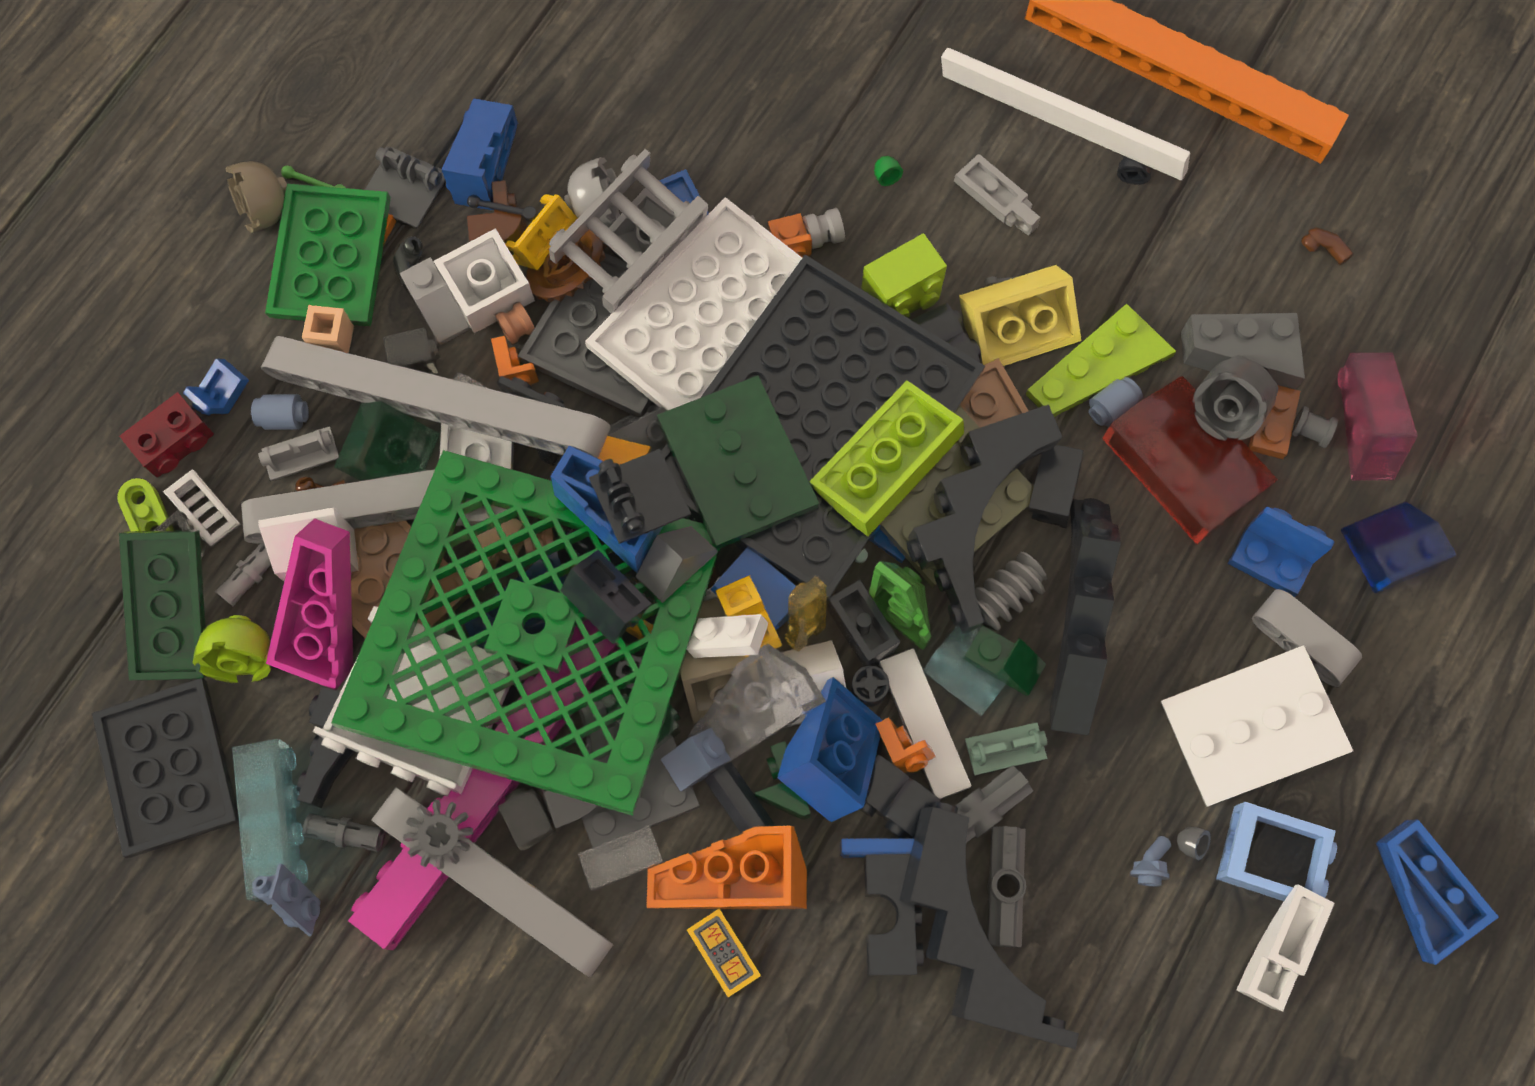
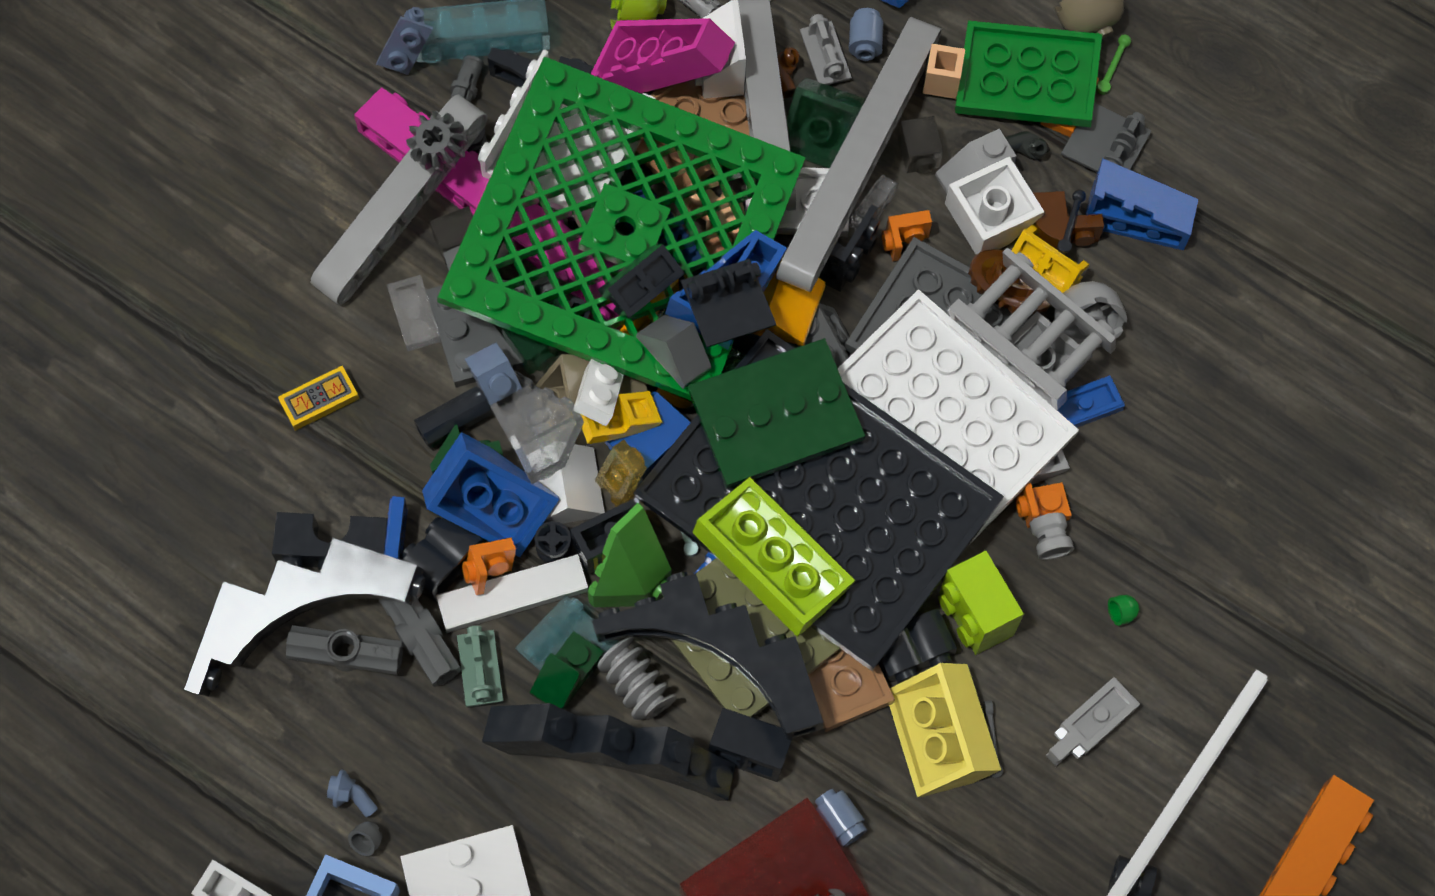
camera: 90 degrees right, 5 degrees down
(515, 323) = (951, 237): nougat wheel -> none
(743, 872) = (385, 409): orange wedge -> none
(1114, 351) = (896, 821): lime wing -> none

